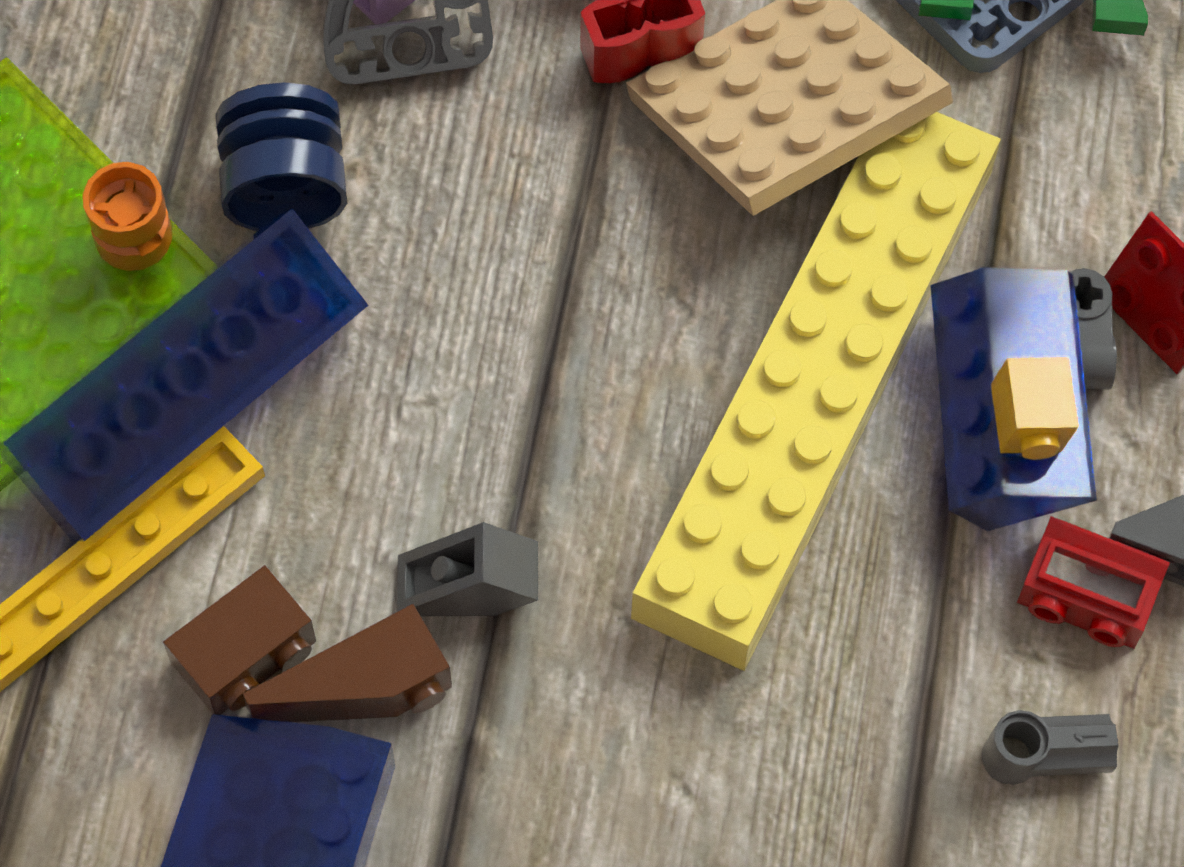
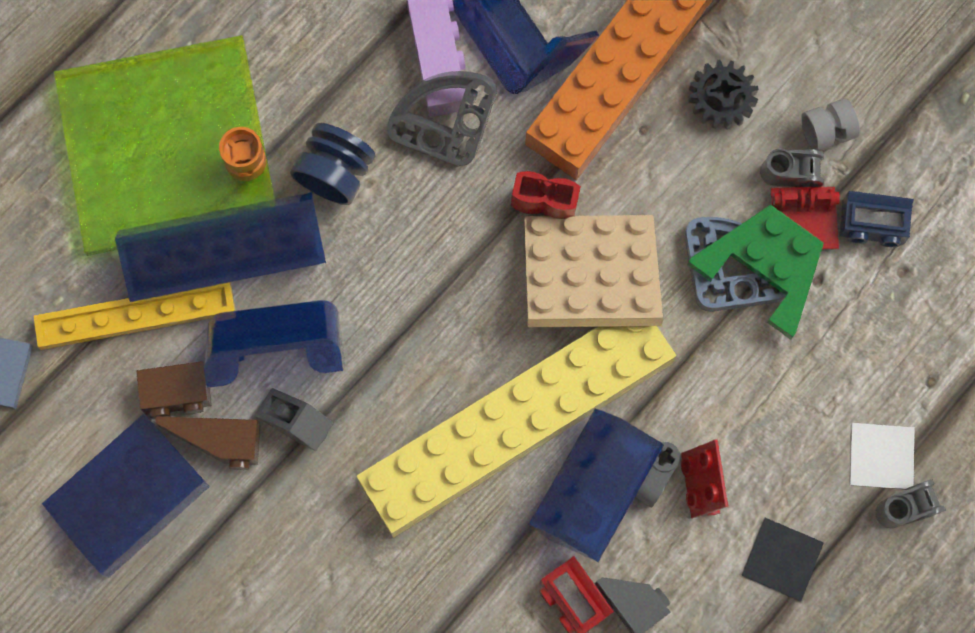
camera: 30 degrees right, 10 degrees up
(288, 498) = (273, 329): none -> clear blue windscreen
(1034, 406) = (592, 504): yellow brick -> none

